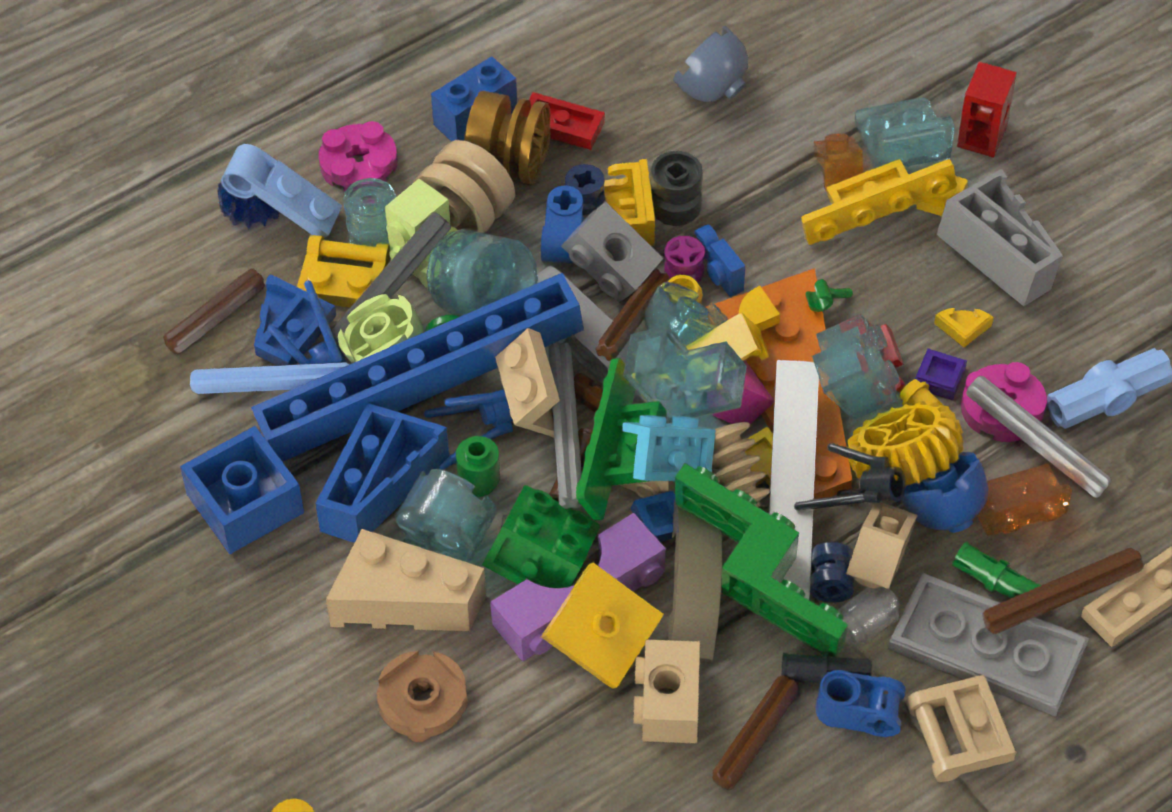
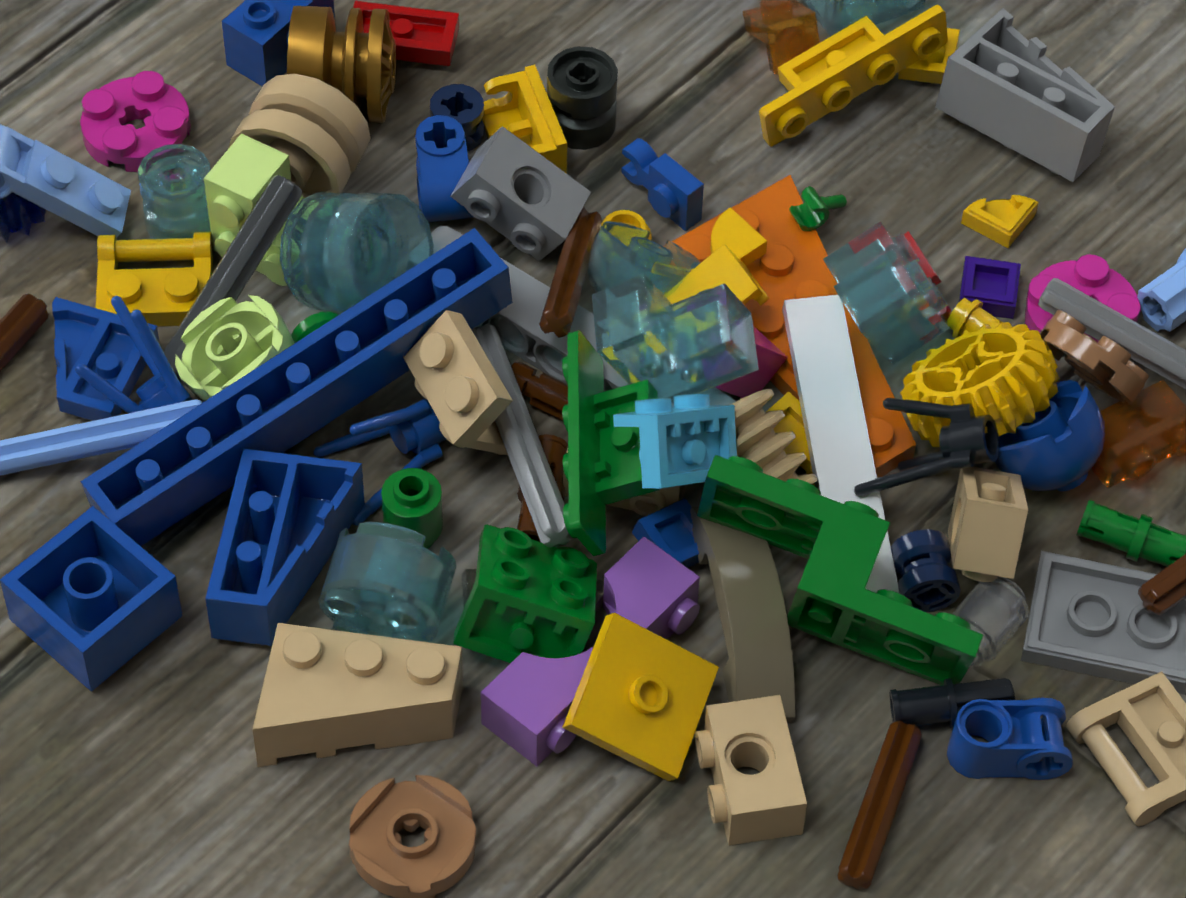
camera: 15 degrees left, 0 degrees up
(685, 250) = (615, 186): magenta wheel -> none
(994, 438) = (1100, 363): none -> medium nougat plate

